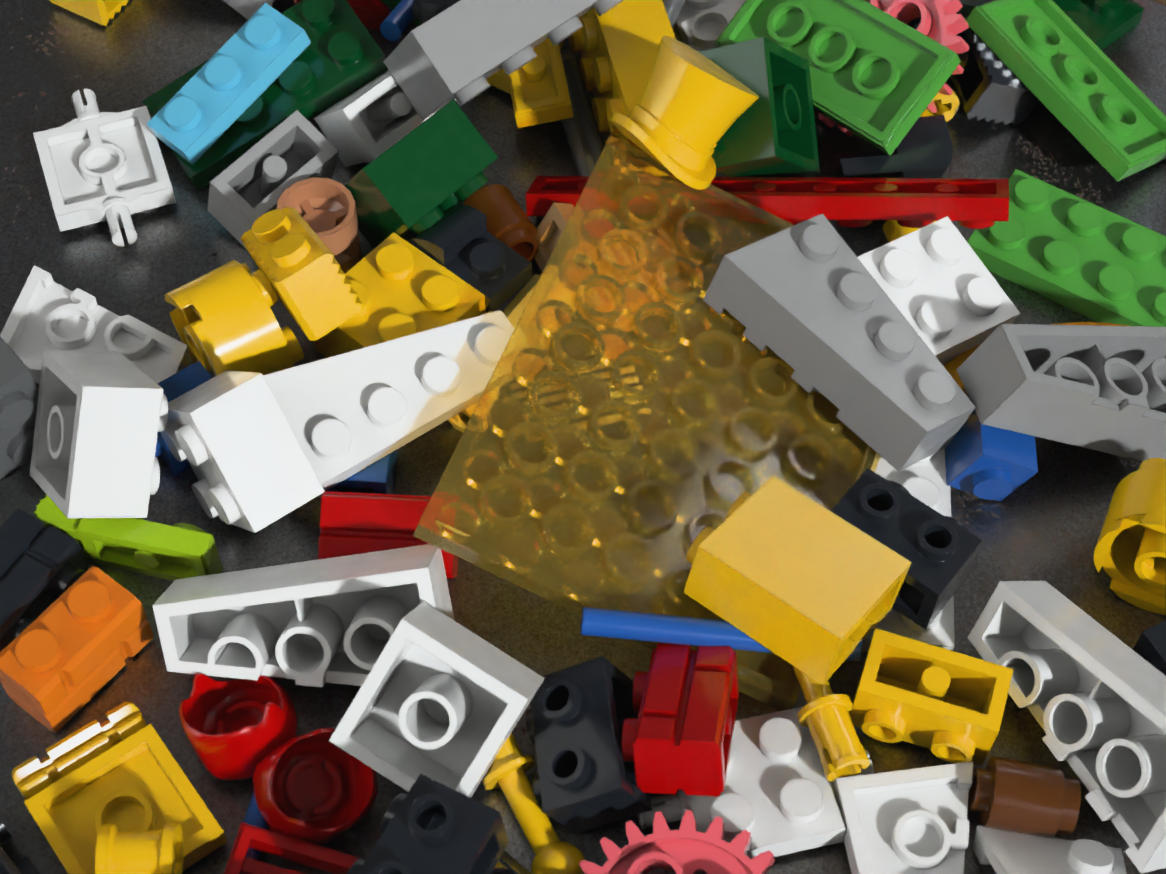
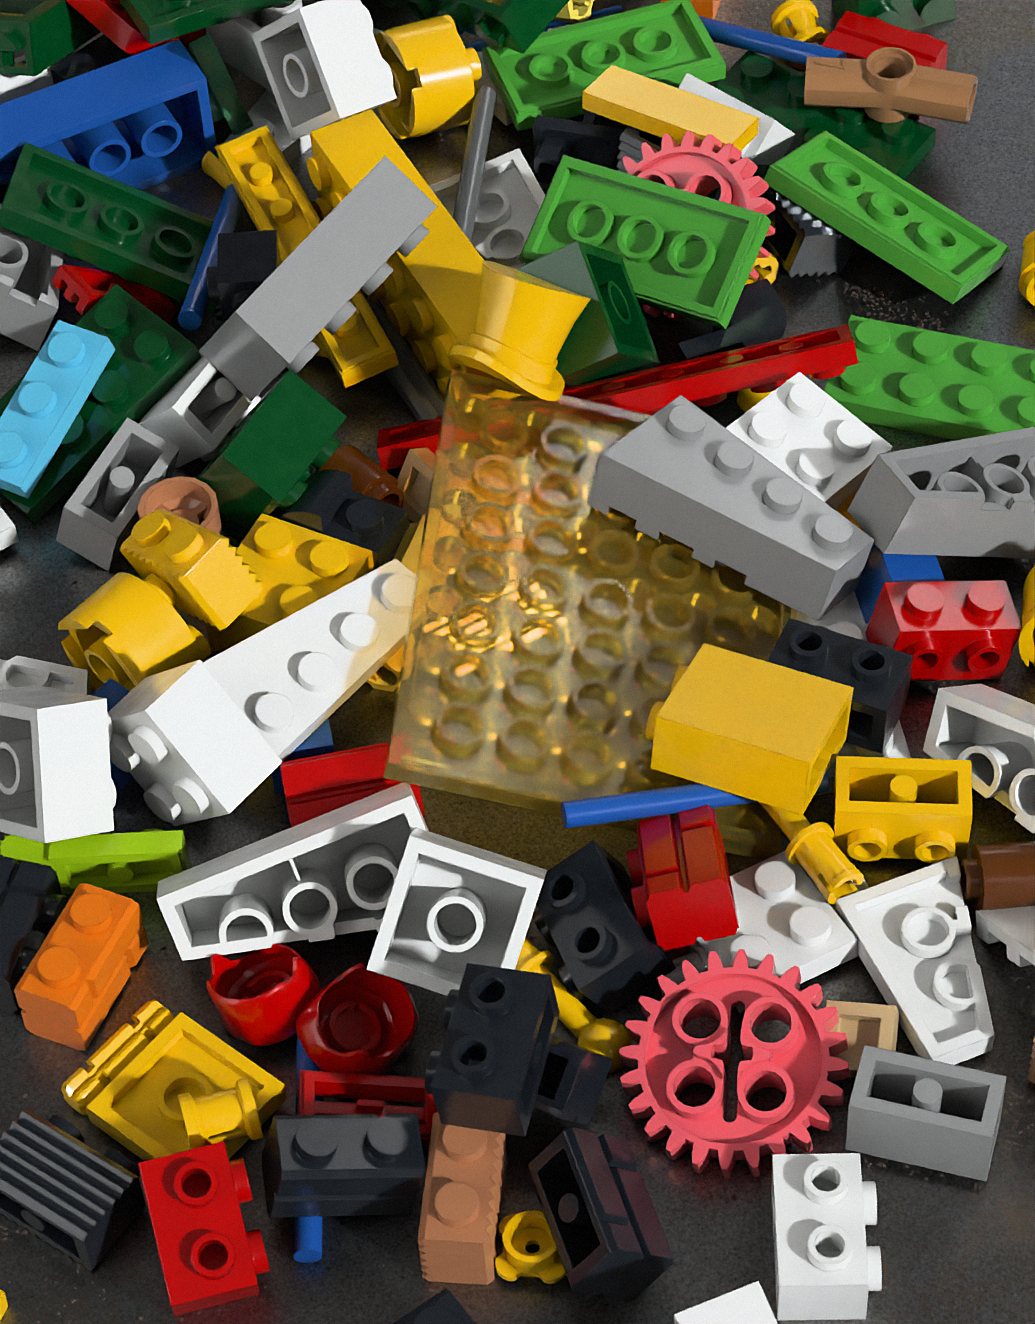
camera: 10 degrees left, 5 degrees down
(1026, 512) = (948, 627): none -> red brick

